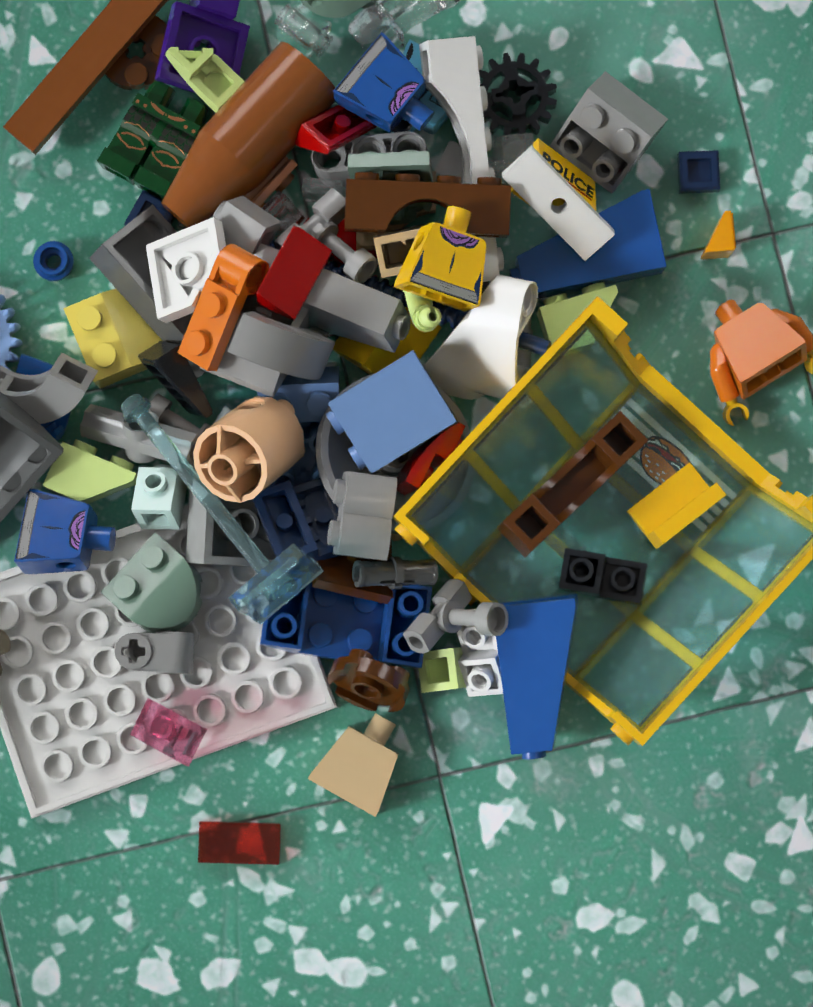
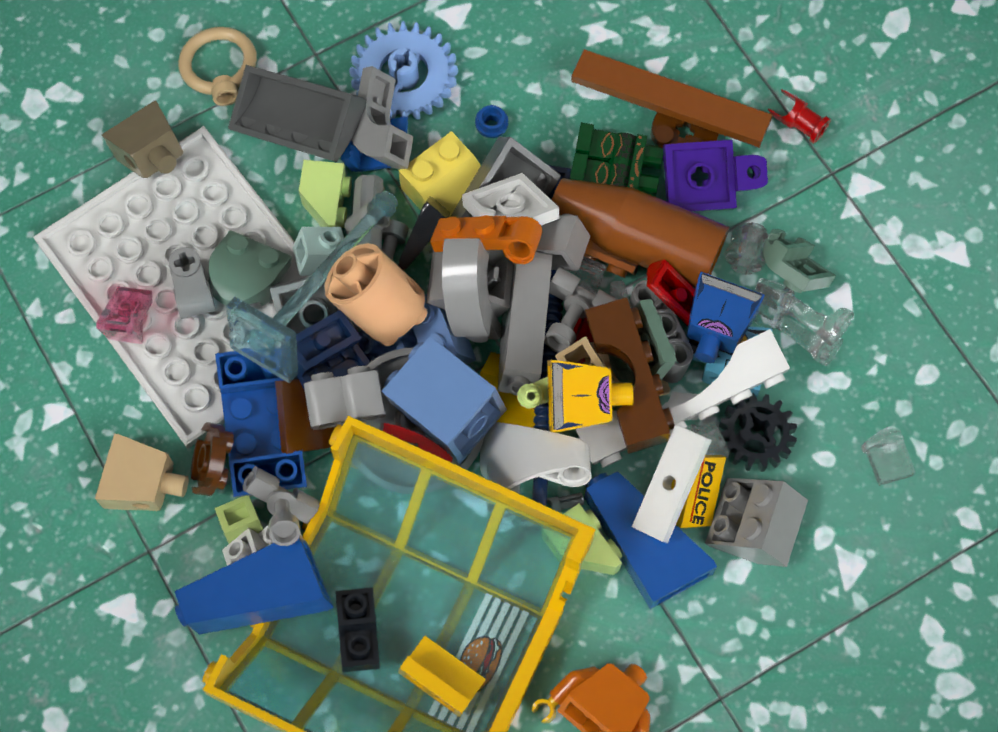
camera: 75 degrees right, 15 degrees down
(59, 535) = (267, 184): blue torso -> none
(205, 75) = (681, 179): yellowish green slope -> none
(239, 842) = (51, 403): clear red tile -> none
(293, 273) = (533, 281): red slope -> none
(394, 572) = (307, 447): dark grey pin -> none
(572, 484) = (451, 588): reddish brown arch -> none
(698, 172) = (751, 612): dark blue tile -> none
(722, 240) = (697, 647): light orange slope -> none

